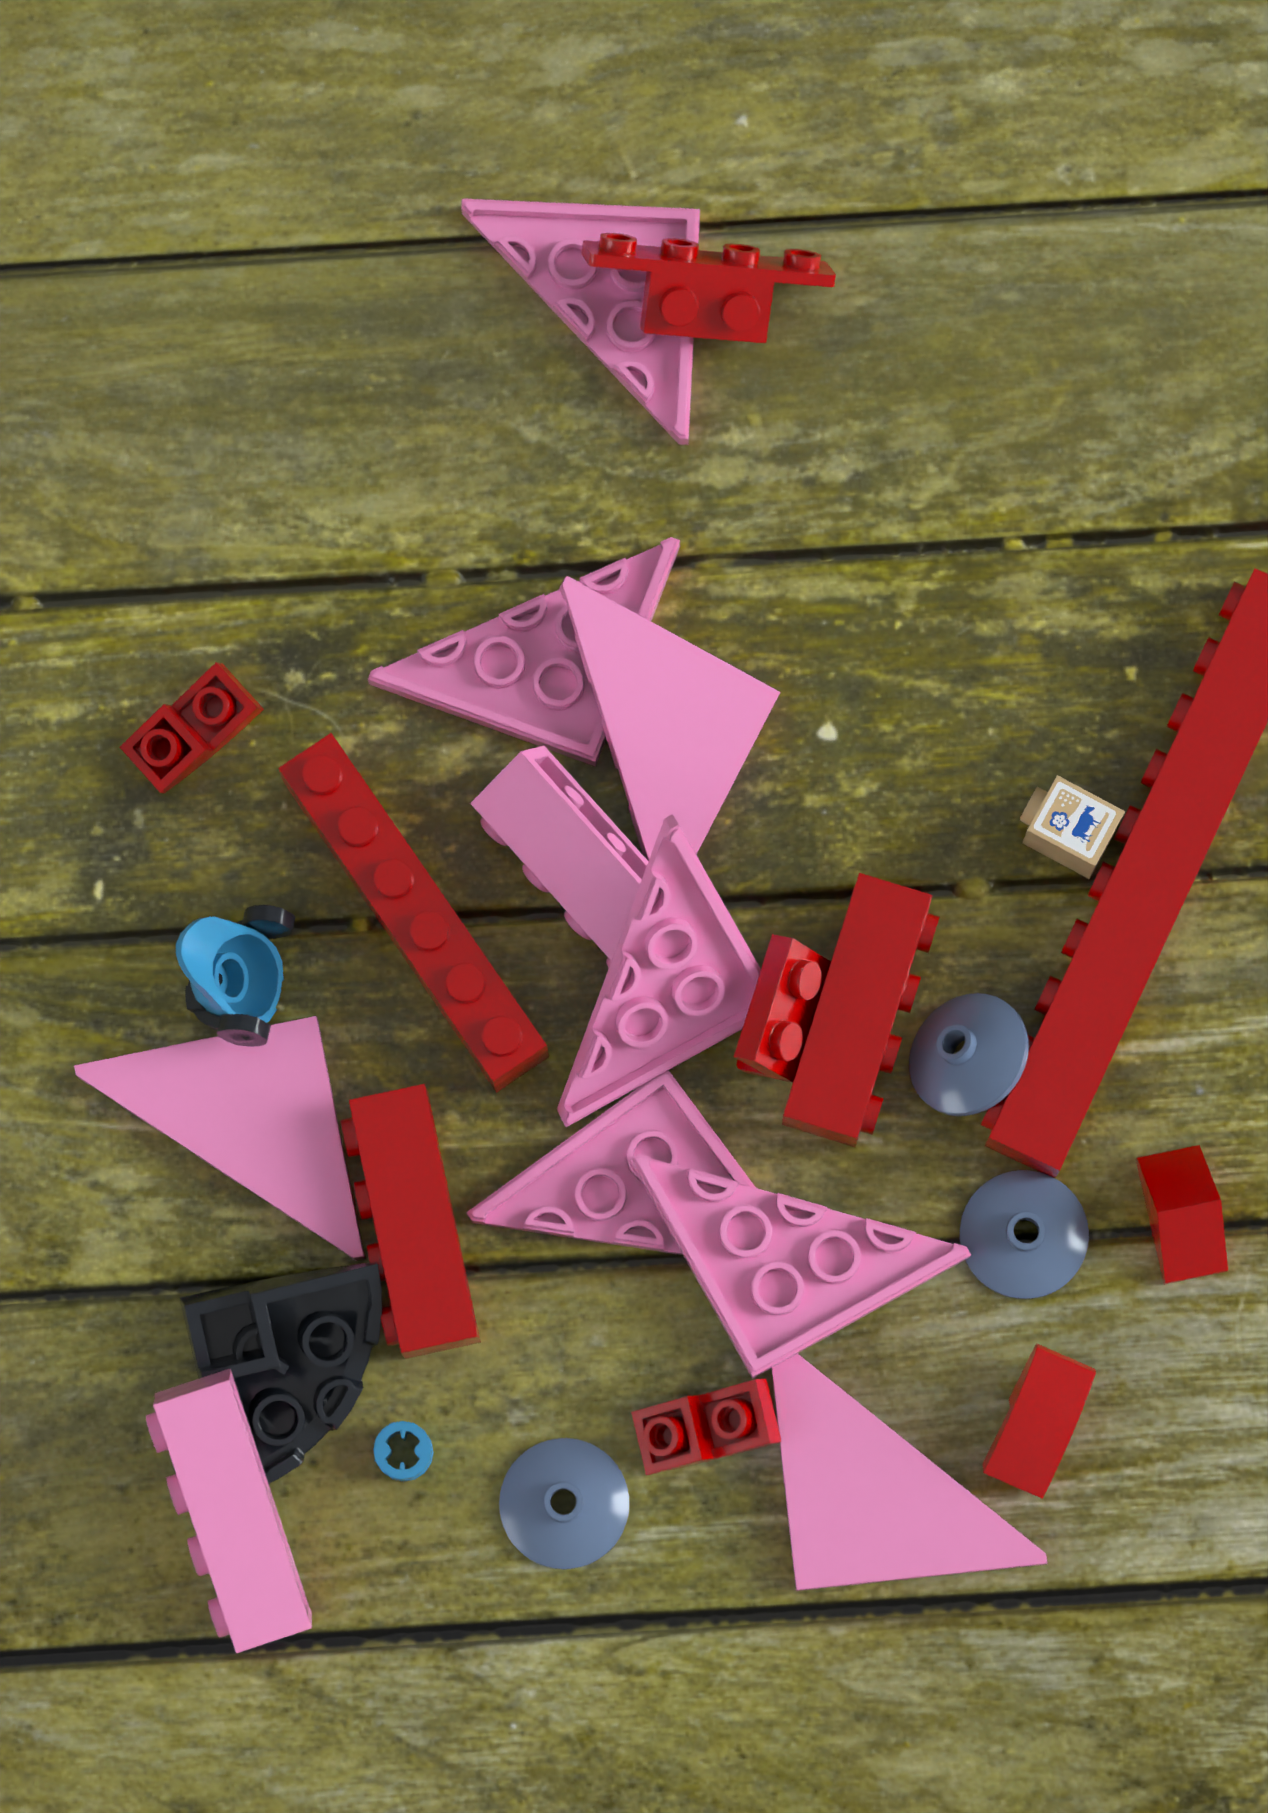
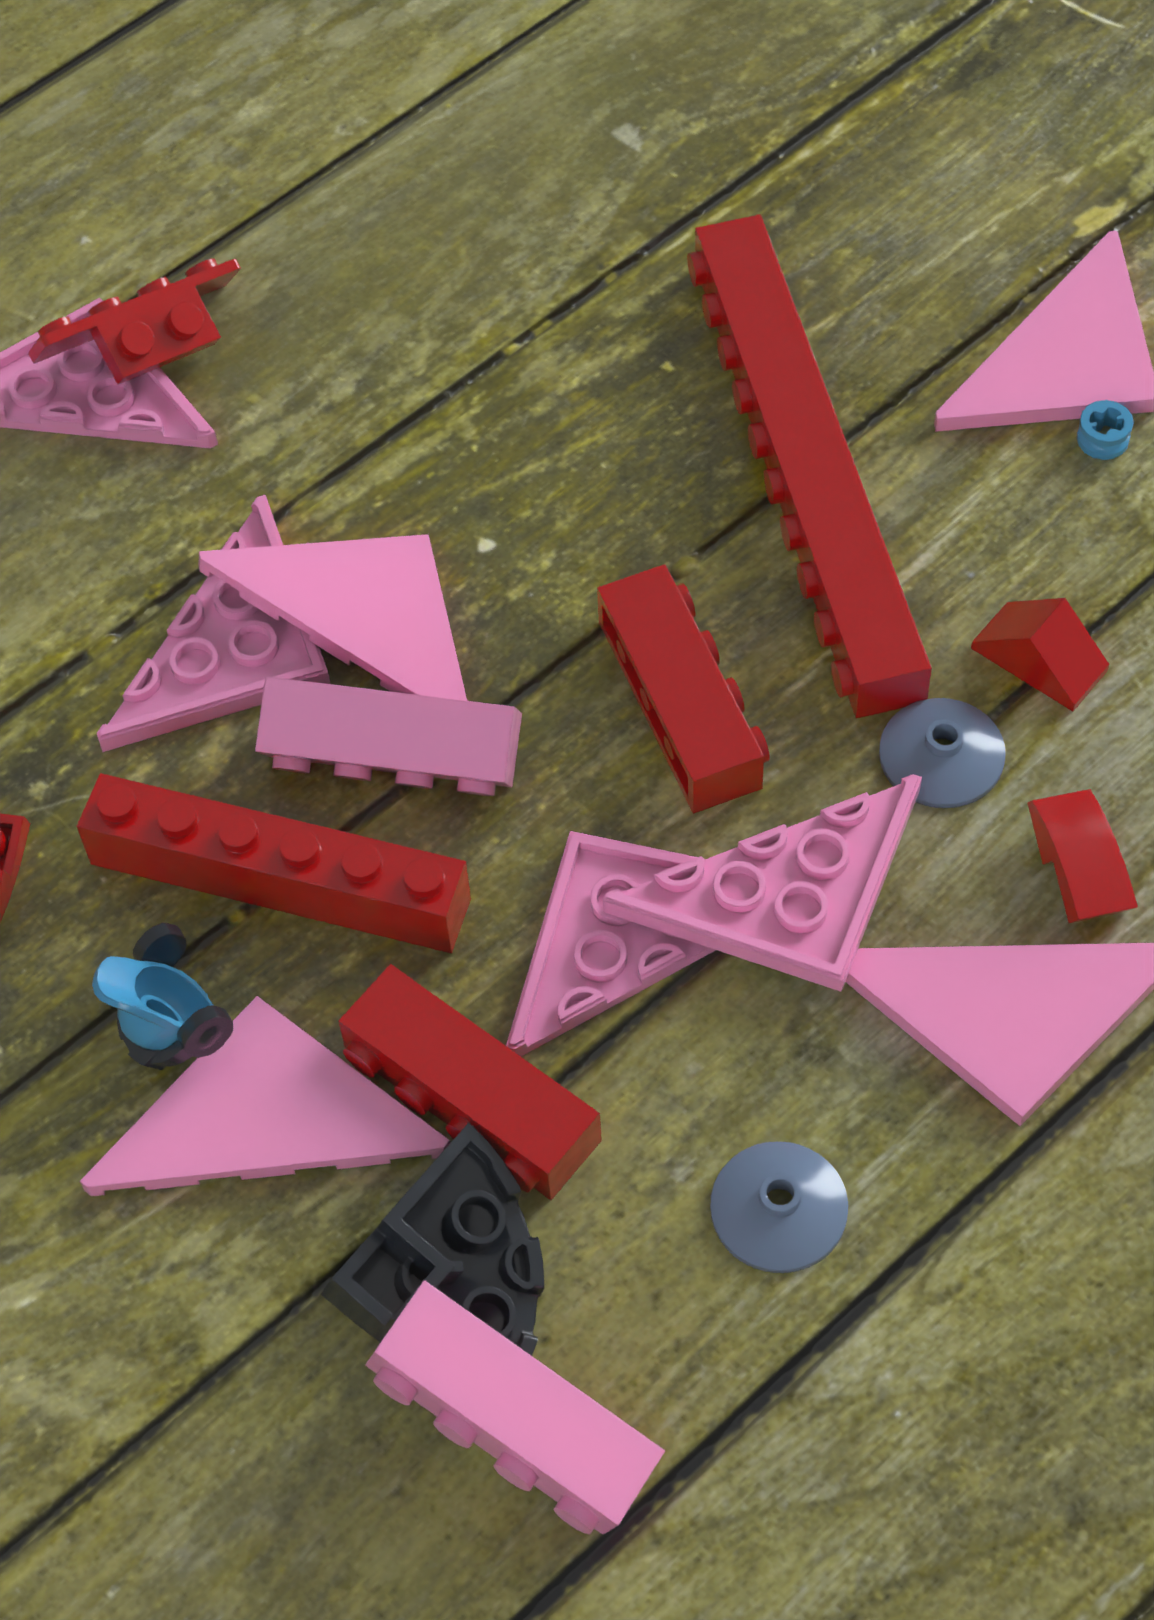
camera: 40 degrees left, 20 degrees down
(383, 1451) = (632, 1256): dark azure bush -> none
(671, 987) = (527, 747): bright pink tile -> none
(706, 1426) = (838, 1056): red slope -> none
(781, 1010) = (622, 722): red bracket -> none
(984, 1067) = (804, 664): sand blue dish -> none
(1070, 825) = (719, 468): brick -> none

